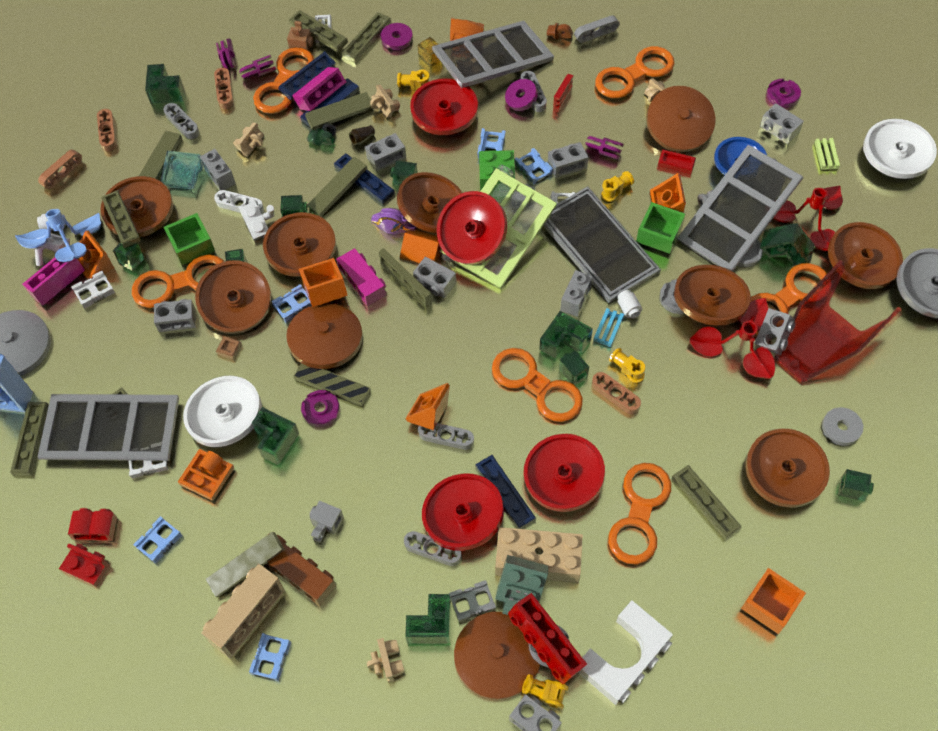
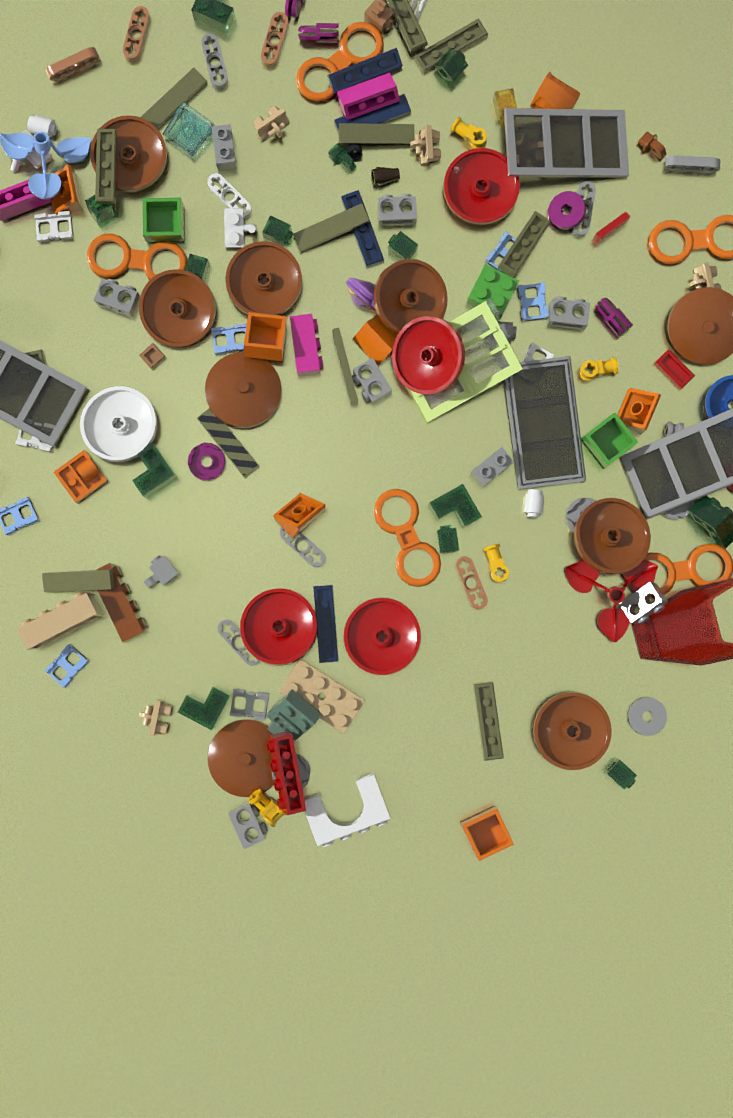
camera: 20 degrees right, 25 degrees up
(373, 44) = (451, 64): none -> clear green brick
(396, 29) = (485, 51): magenta tile -> none
(502, 128) = (524, 244): none -> olive tile
(613, 315) = (490, 525): medium azure tile -> none
(639, 513) = (427, 701): orange bar -> none

